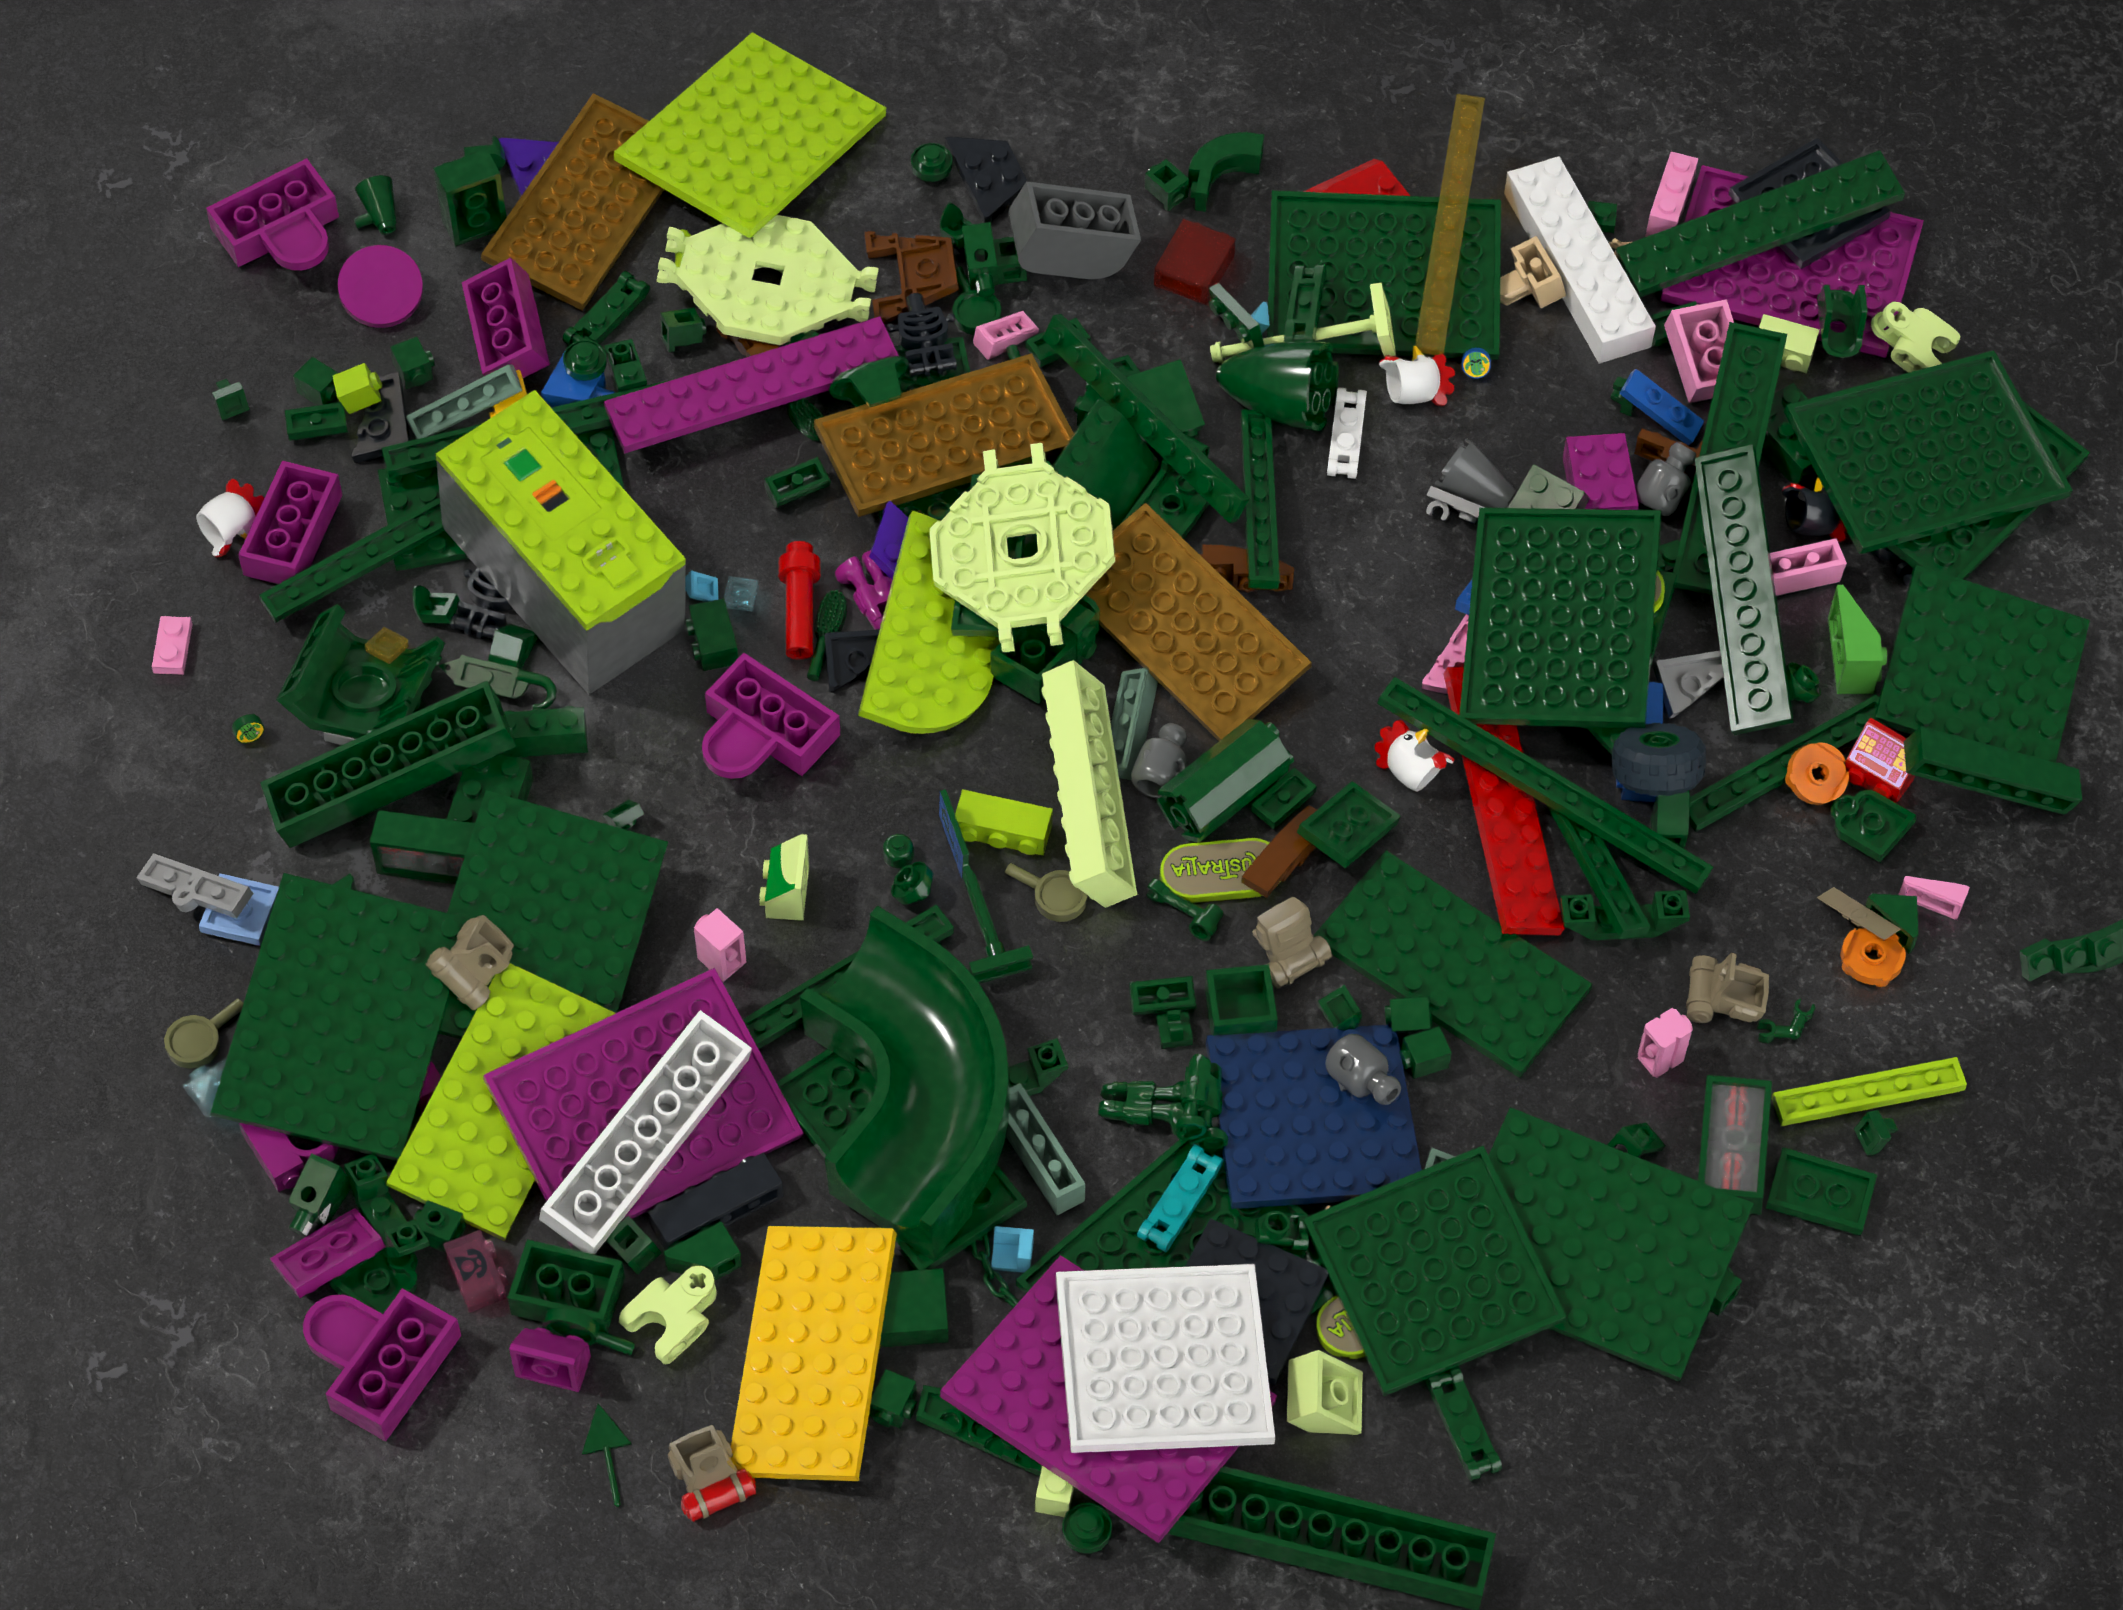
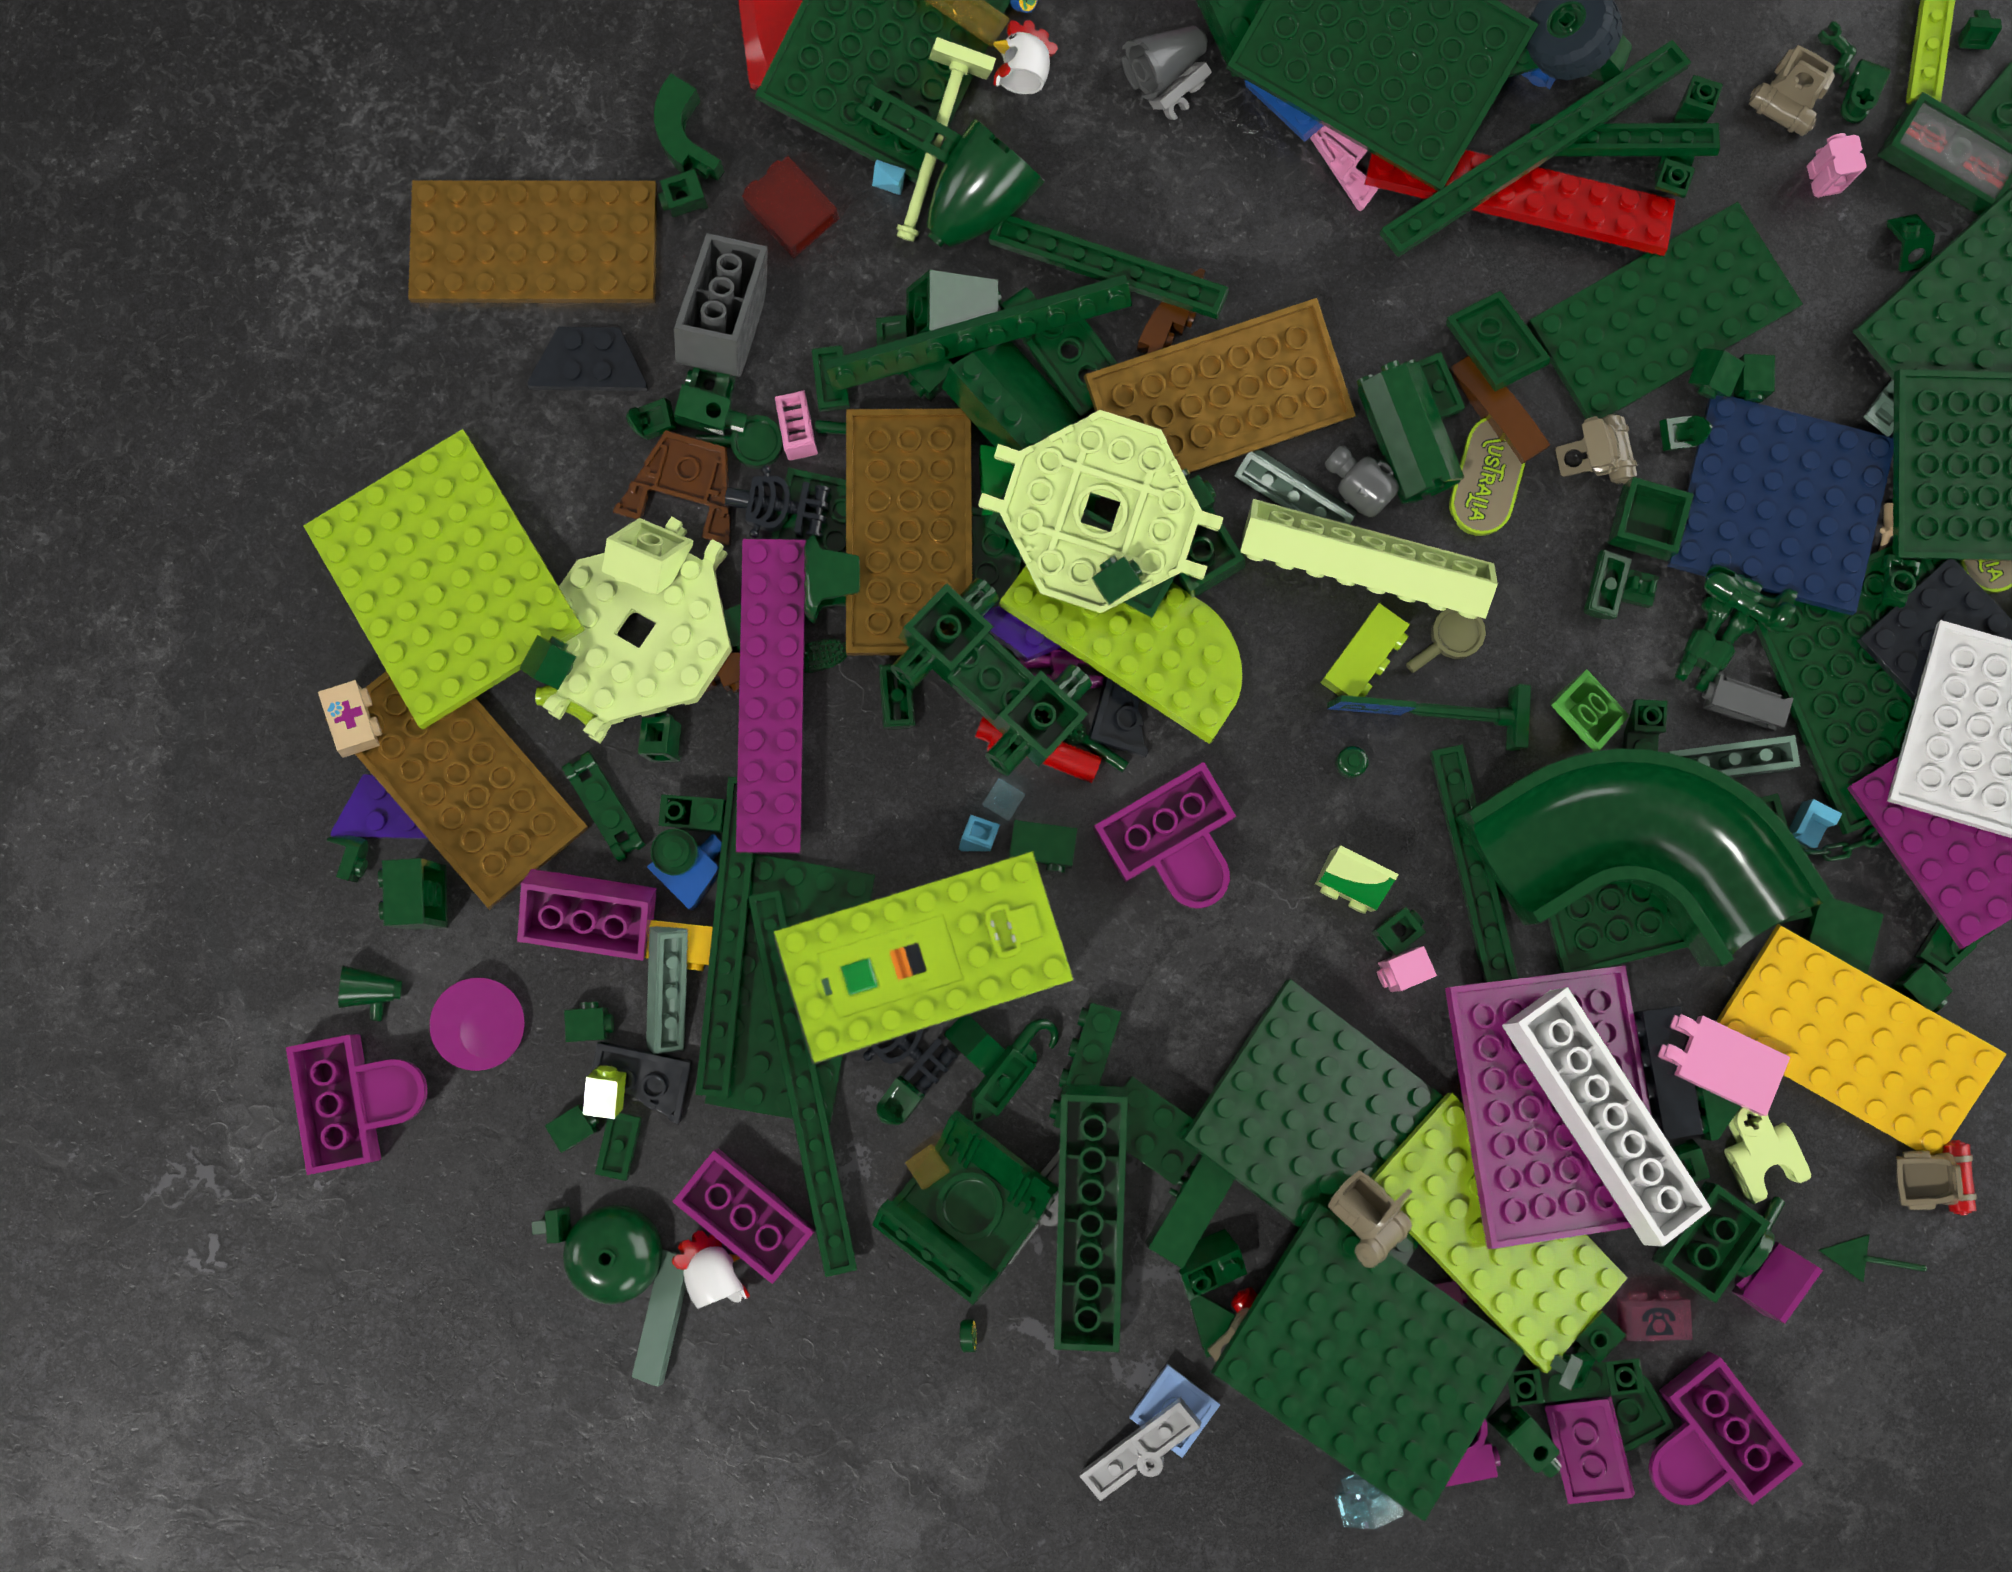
camera: 65 degrees left, 25 degrees up
(165, 506) = (660, 1322): none -> sand green slope
(172, 645) = (832, 1378): bright pink plate -> none
(196, 1039) = (1298, 1497): olive piece -> none
(219, 446) = (633, 1249): none -> dark green cylinder
(381, 878) = (1212, 1264): none -> dark green slope
(398, 1201) = (1574, 1369): none -> dark green tile
(599, 104) = (349, 718): none -> tan brick
(624, 815) = (1214, 1005): dark green plate -> none
(708, 215) = (548, 661): none -> dark green brick
(742, 1234) = (1726, 1063): none -> bright pink tile
(755, 929) = (1412, 927): none -> dark green brick
(823, 559) = (991, 676): none -> dark green piece
(833, 254) = (645, 555): none -> yellowish green slope
(912, 883) = (1400, 763): dark green plate -> none
(931, 162) = (553, 411): dark green plate -> none
(964, 570) = (1117, 578): none -> dark green brick
(1024, 999) = (1589, 710): none -> bright green slope
(1073, 100) = (533, 241): none -> pearl gold plate
(1104, 1152) = (1747, 703): none -> dark grey window
(1180, 1198) = (1828, 657): teal plate -> none
(1204, 921) = (1536, 512): dark green brick -> none
(1235, 316) = (884, 196): dark green plate -> none
(1346, 433) = (1051, 153): white plate -> none
(1362, 1069) = (1774, 440): dark grey piece -> none
(1409, 755) = (1445, 254): white piece -> none
(1763, 1053) = (1863, 90): none -> dark green piece

